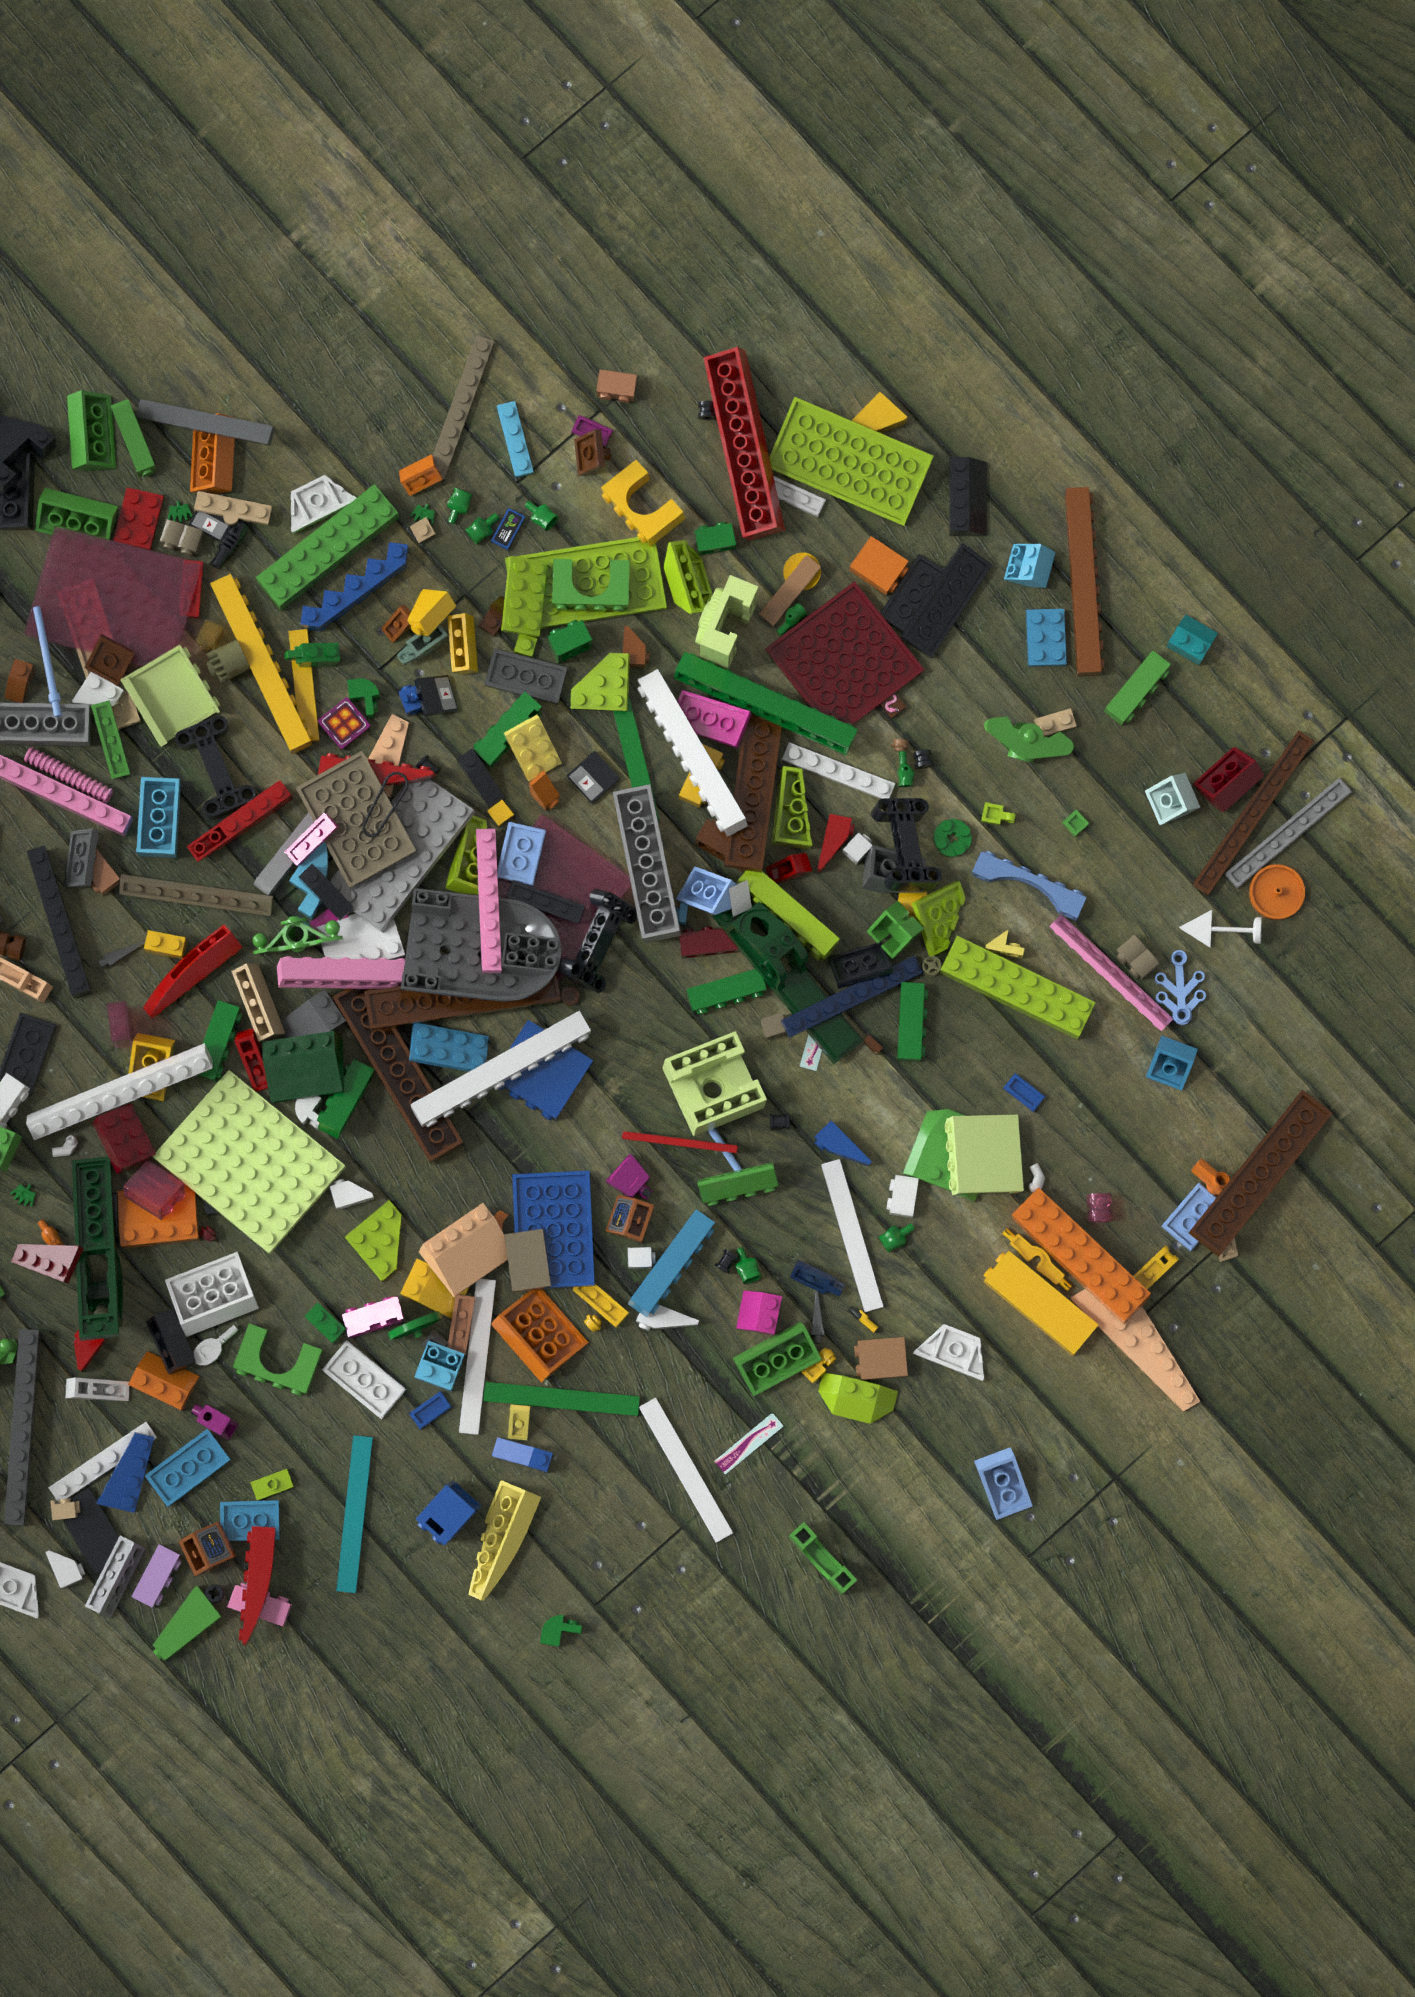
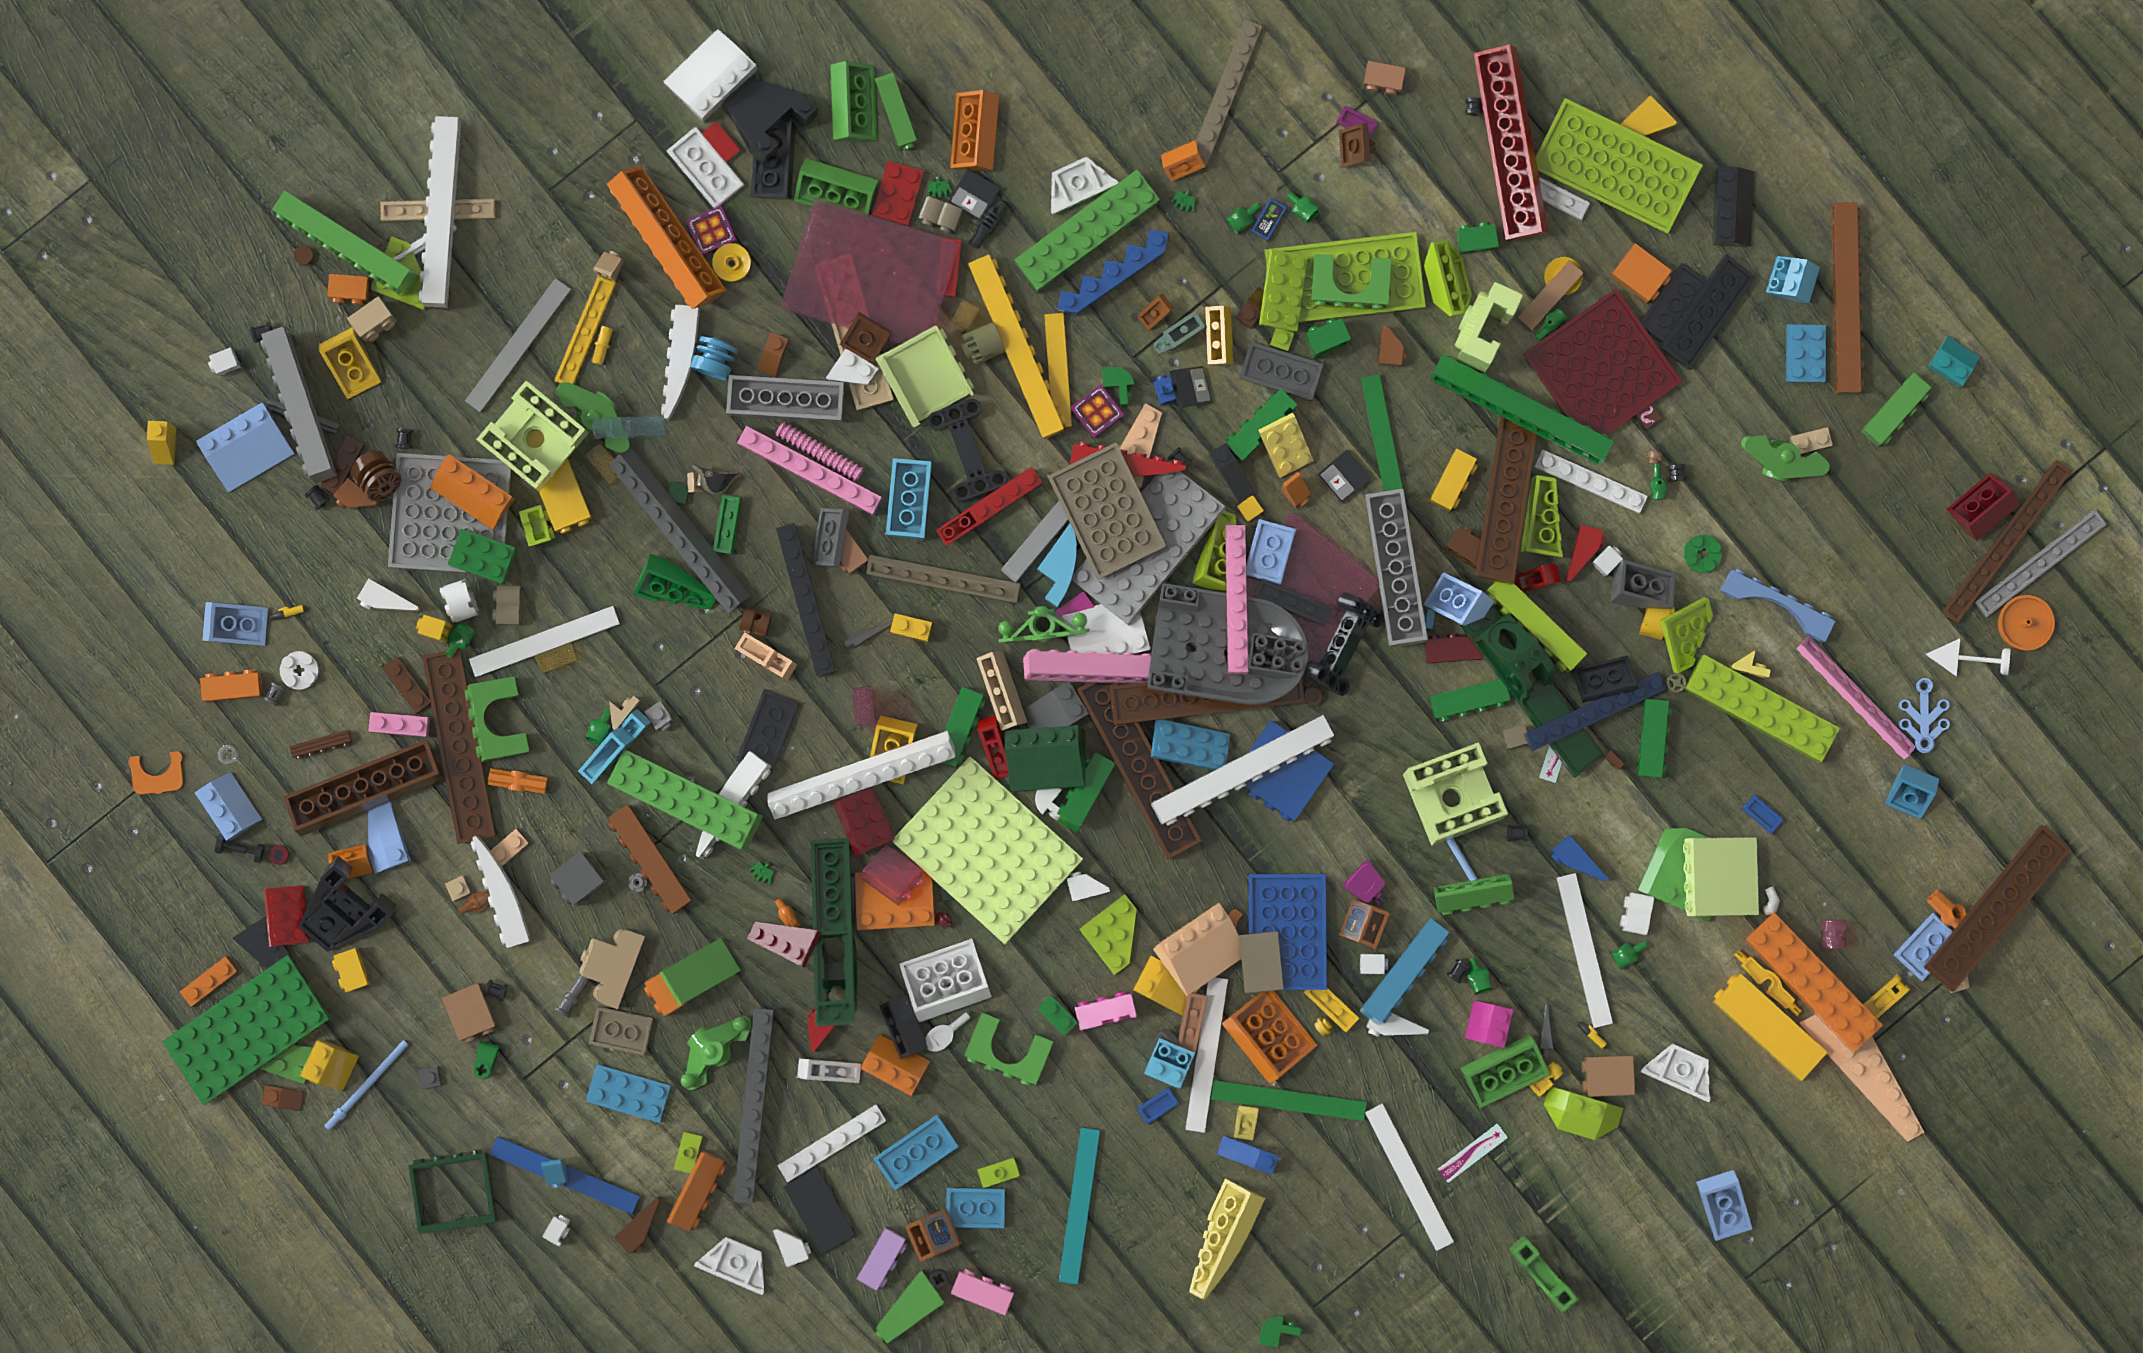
camera: 10 degrees right, 5 degrees up
(54, 697) = (809, 373): light blue bar -> none
(64, 1509) = (793, 1189): tan brick -> none
(68, 1147) = (807, 827): white arm -> none
(110, 739) = (863, 417): bright green plate -> none
(114, 1576) = (839, 1257): light grey fence -> none
(126, 1481) = (854, 1164): blue wing -> none
(193, 968) = (937, 653): red slope -> none
(205, 422) = (969, 99): dark grey tile -> none
(219, 1423) = (950, 1111): magenta torso -> none
(232, 509) = (993, 187): tan hinge -> none
(257, 1578) = (982, 1266): red slope -> none
(311, 839) = (1061, 529): plate -> none
(315, 654) = (1071, 340): green hinge -> none
(325, 892) = (1073, 583): black slope -> none
(364, 1379) = (1093, 1072): white tile -> none
(393, 808) = (1126, 496): black piece -> none
(415, 1326) = (1147, 1024): green piece -> none
(422, 530) = (1182, 217): tan plate -> none
(430, 611) = (1188, 302): yellow slope -> none
(448, 1513) = (1173, 1211): blue container -> none
(458, 503) = (1220, 192): green piece -> none
(515, 439) = (1279, 128): medium azure plate -> none
(605, 685) = (1360, 384): lime plate -> none
(651, 526) = (1413, 224): yellow arch -> none
(680, 1142) = (1419, 850): red tile -> none
(692, 752) = (1447, 459): white brick -> none
(714, 719) = (1464, 423): dark pink plate -> none
(740, 898) = (1489, 608): white sticker -> none
(816, 1279) = (1547, 993): dark blue hinge -> none
(899, 925) = (1646, 641): bright green piece -> none
(906, 844) = (1657, 560): black beam -> none
(994, 814) = (1745, 531): lime plate -> none
(1075, 823) = (1826, 544): bright green tile -> none
(1137, 958) = (1882, 683): dark tan brick -> none
(1172, 798) = (1925, 524): light aqua slope -> none

